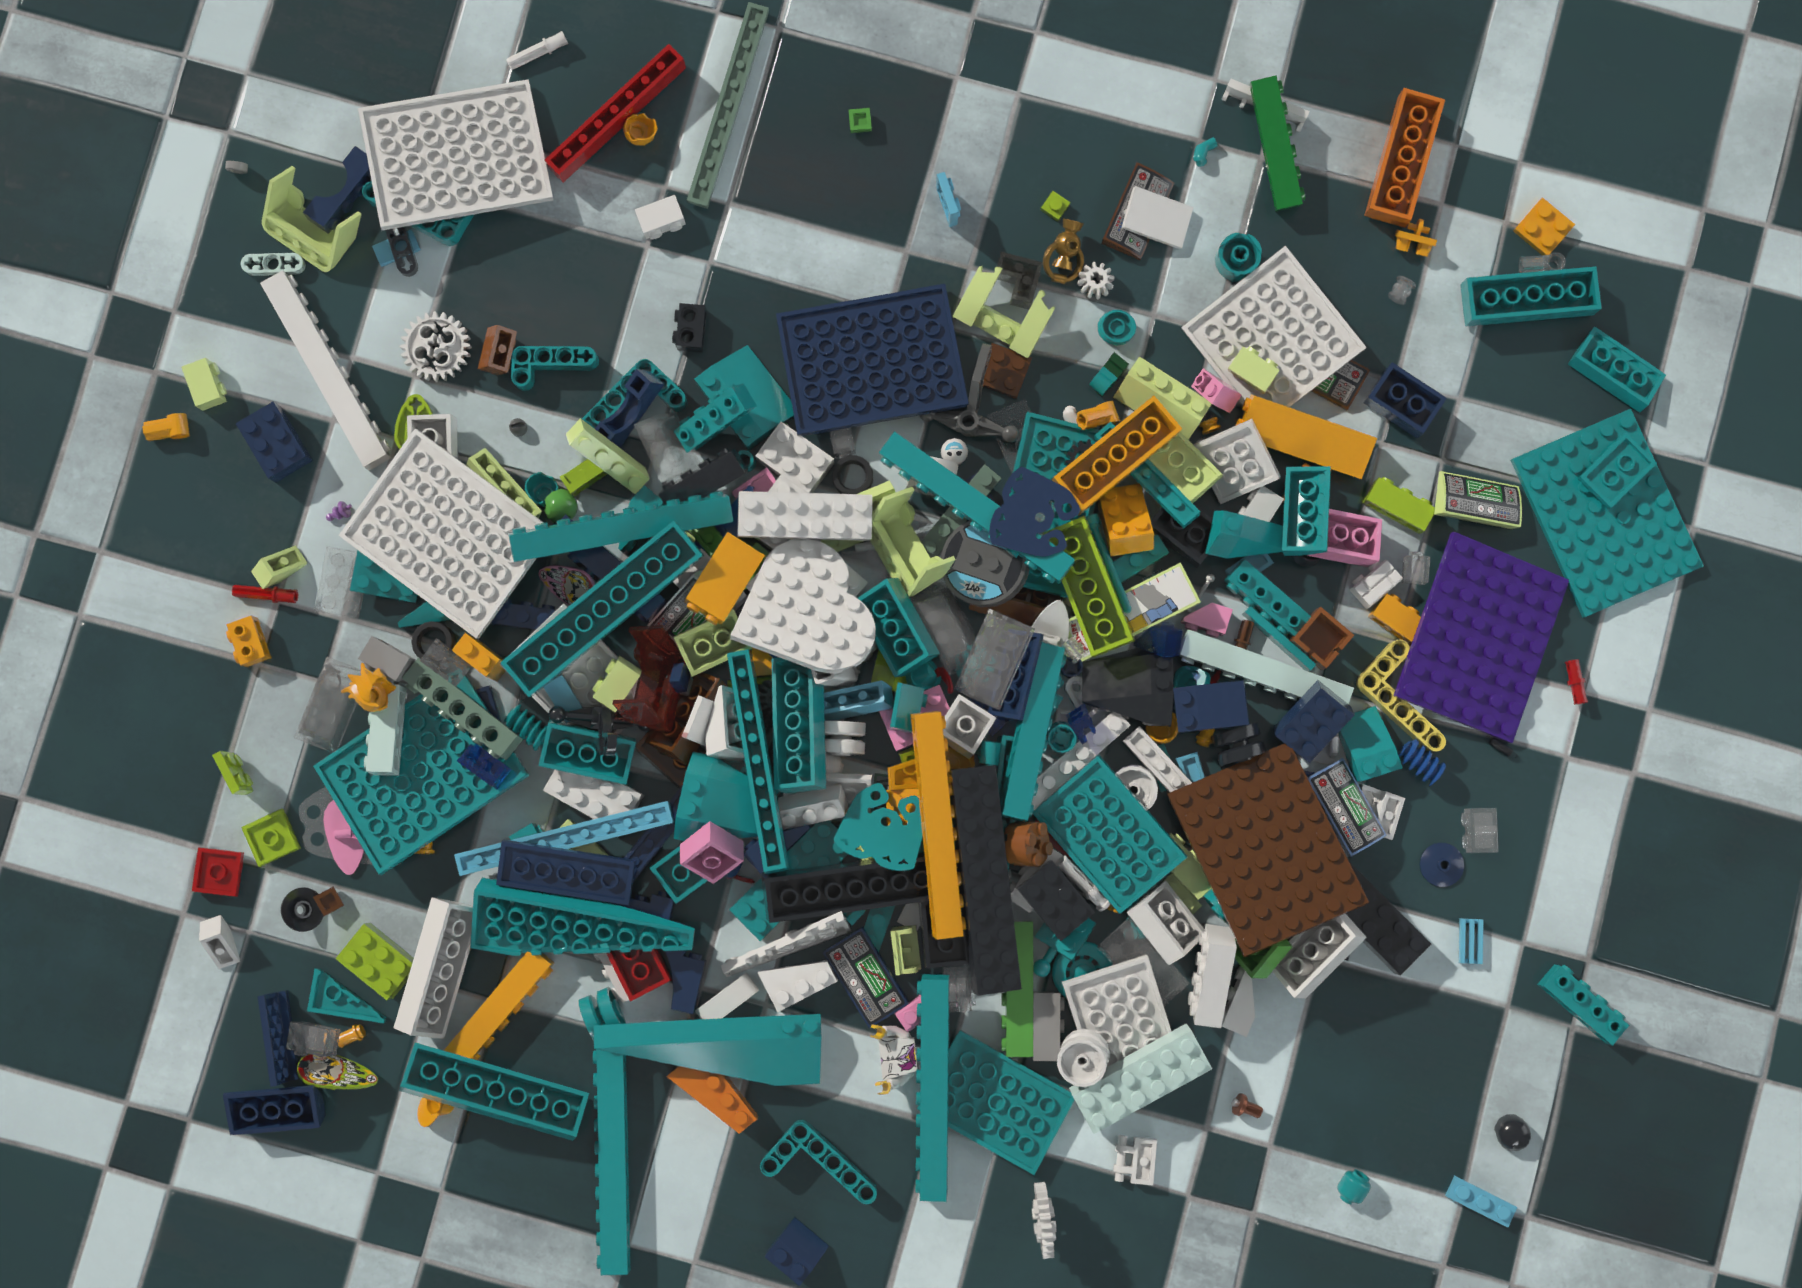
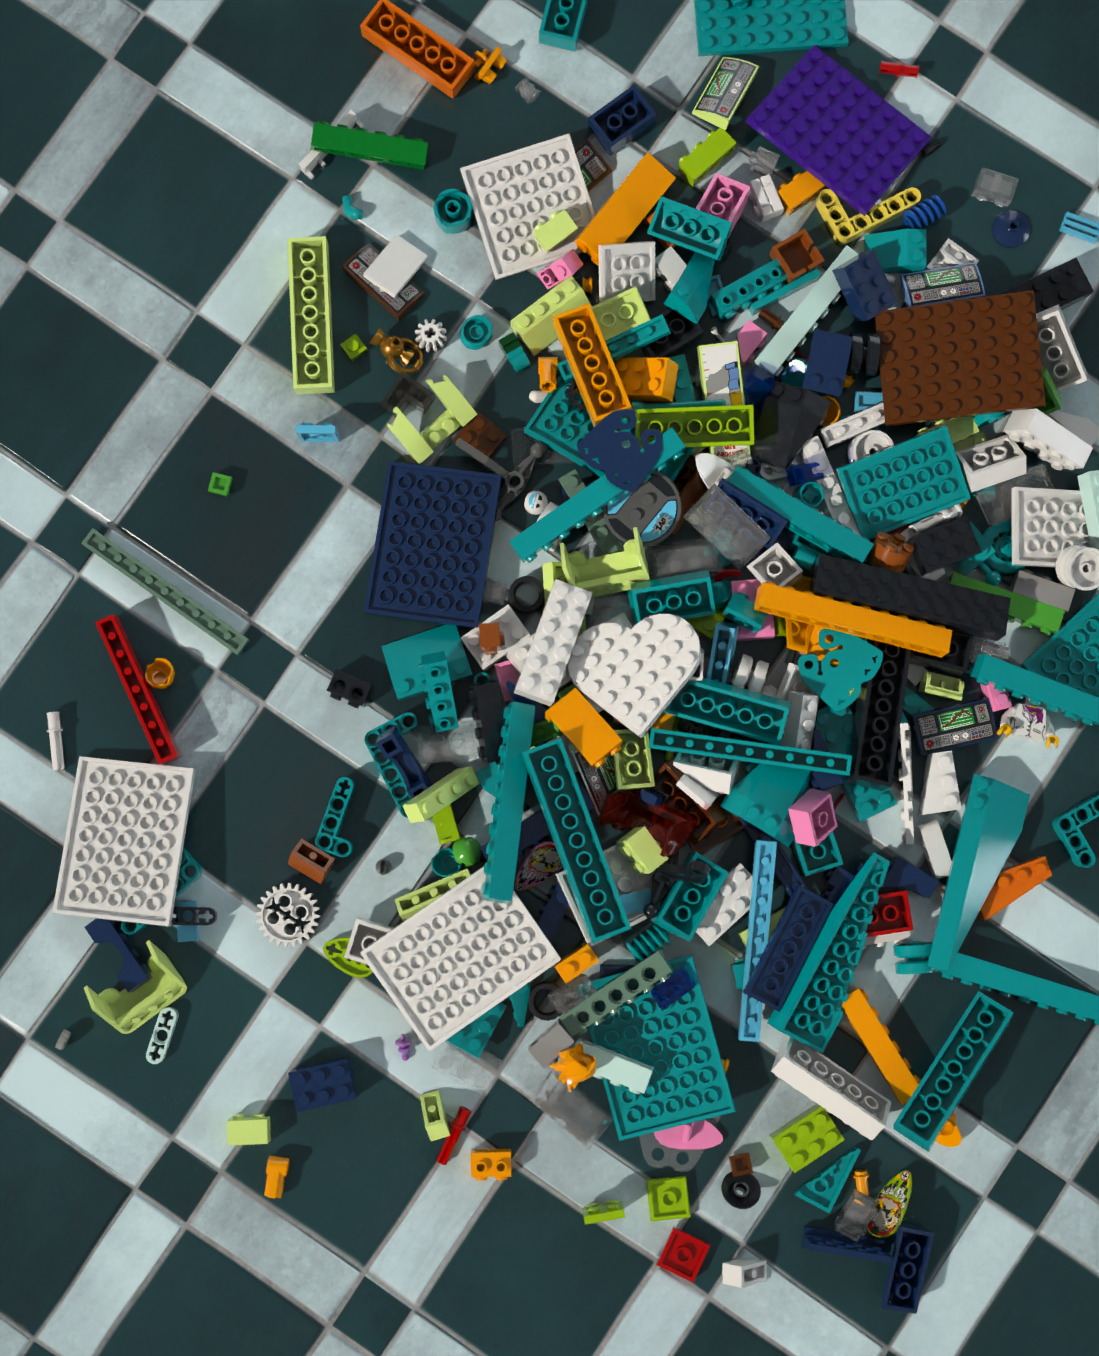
camera: 75 degrees left, 0 degrees up
(326, 370) = (274, 1018): white brick -> none
(660, 217) = (244, 682): white brick -> none
(786, 449) = (491, 638): none -> dark orange brick
(1072, 148) = (311, 315): none -> yellowish green brick

